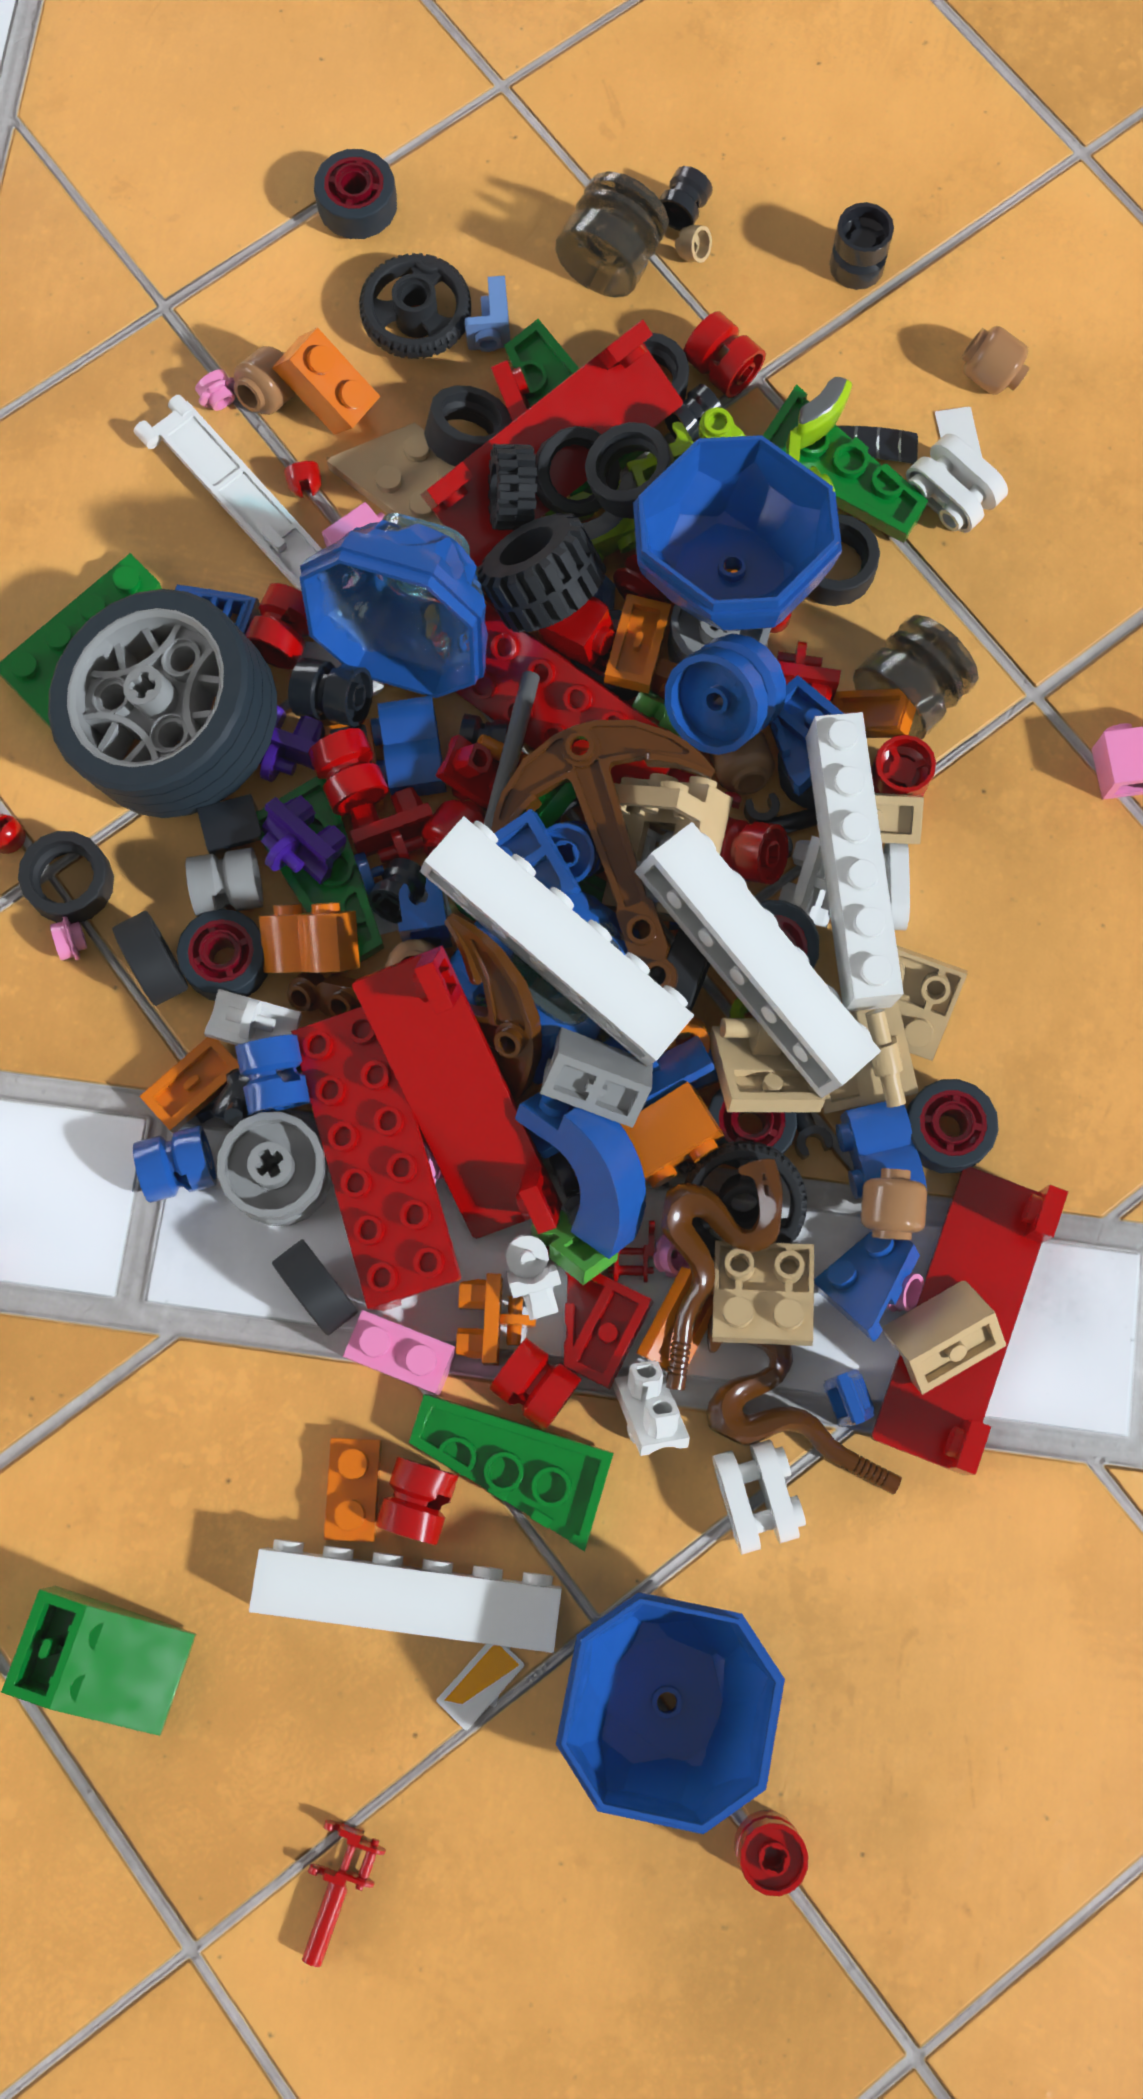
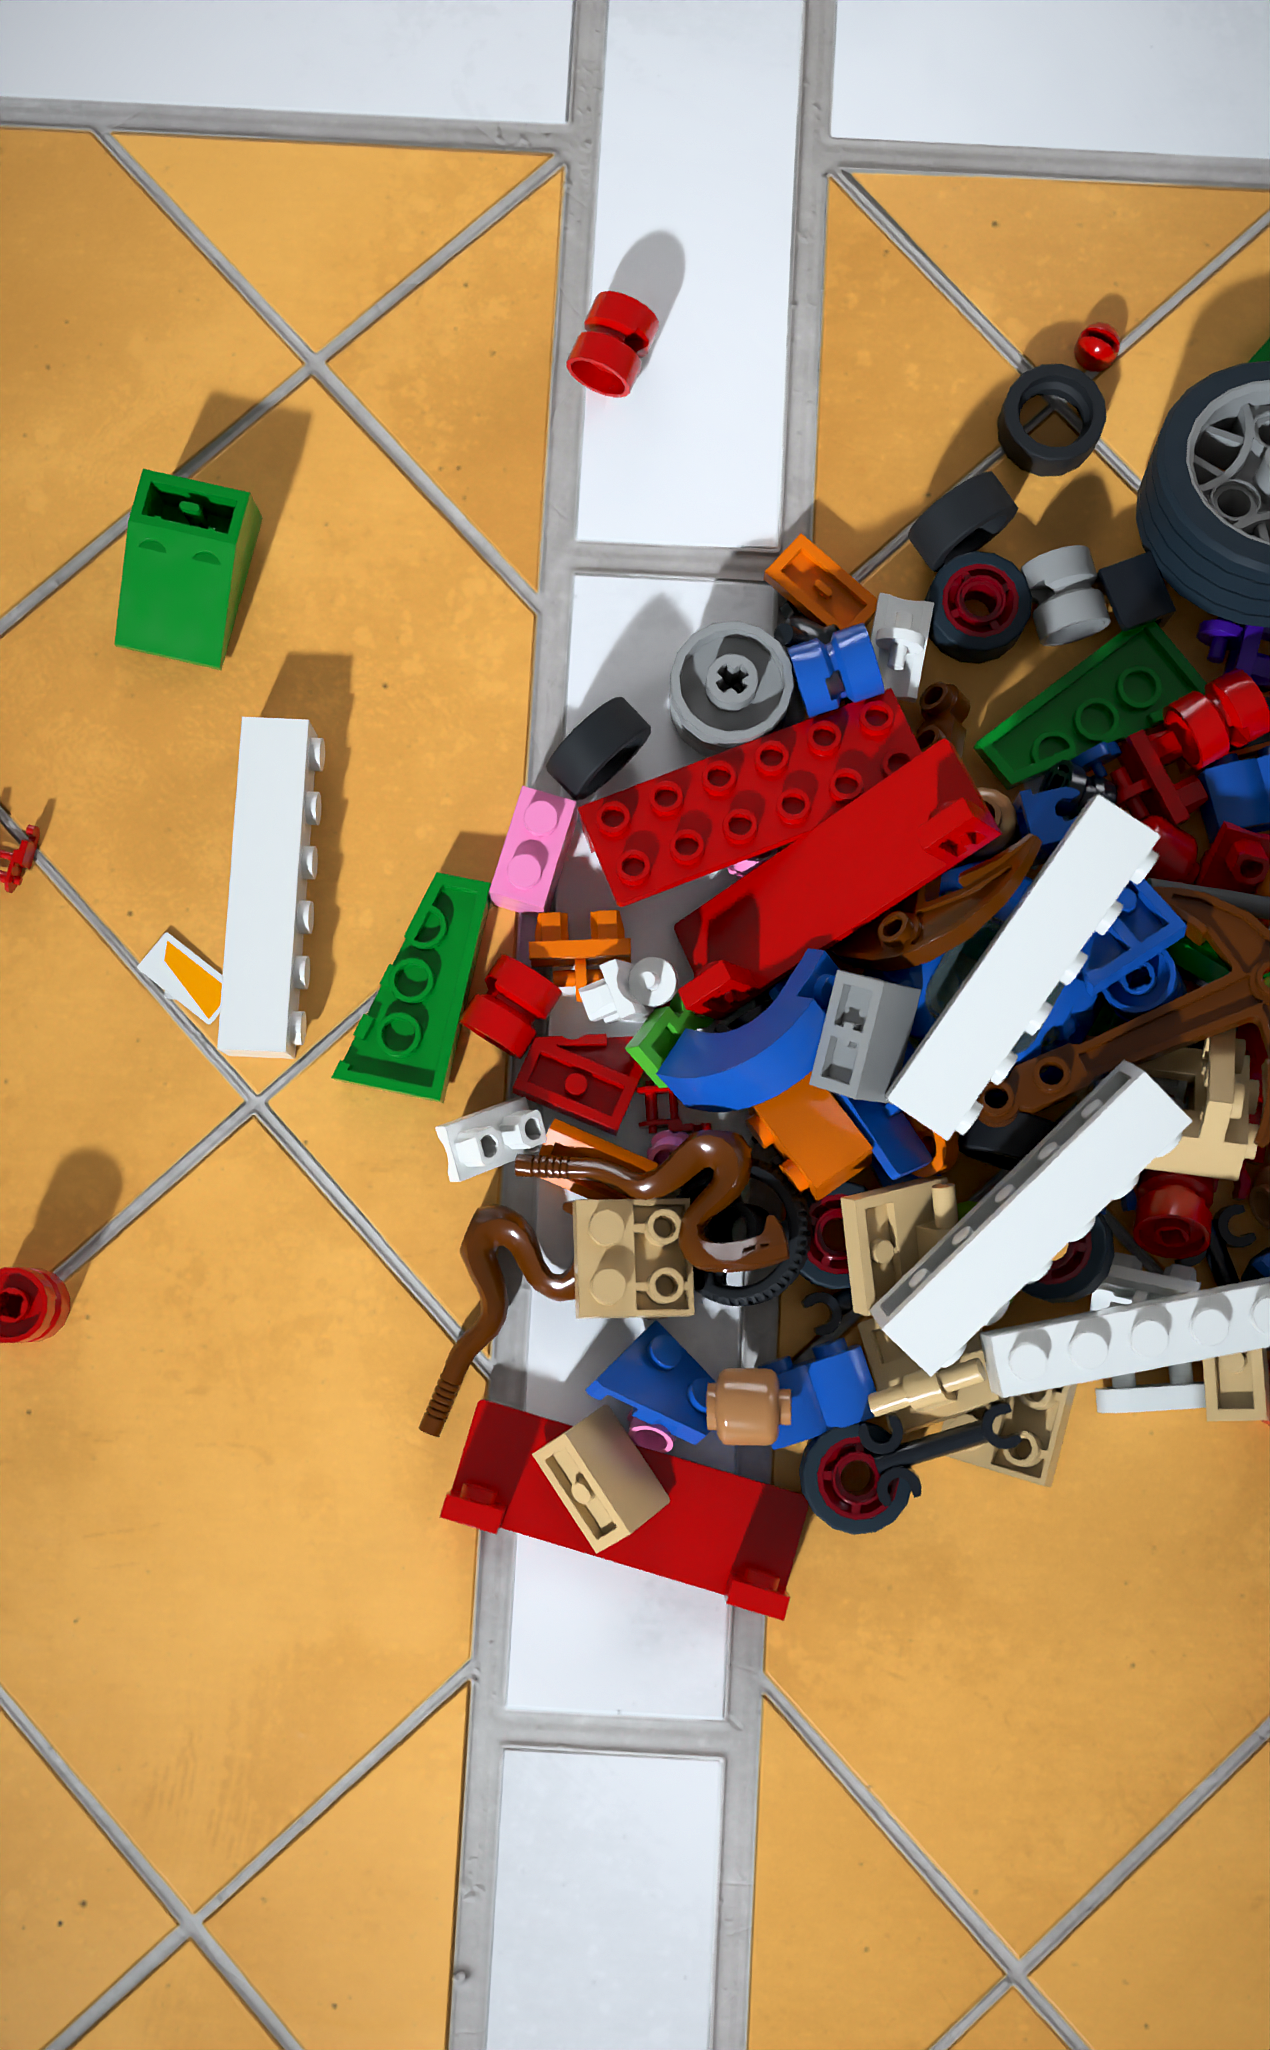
camera: 85 degrees right, 5 degrees up
(68, 939) = (978, 432): bright pink plate -> none
(174, 1164) = (724, 573): blue wheel -> none
(295, 843) = (1117, 665): dark purple hips -> none
(309, 940) = (1004, 698): orange brick -> none
(352, 1489) = (383, 819): orange plate -> none
(417, 1501) = (373, 887): red wheel -> none
(682, 1763) = (107, 1168): blue rock -> none
(783, 1512) = (387, 1299): white brick -> none
(849, 1398) = (522, 1372): blue slope -> none
(939, 1090) = (894, 1458): none -> black bar

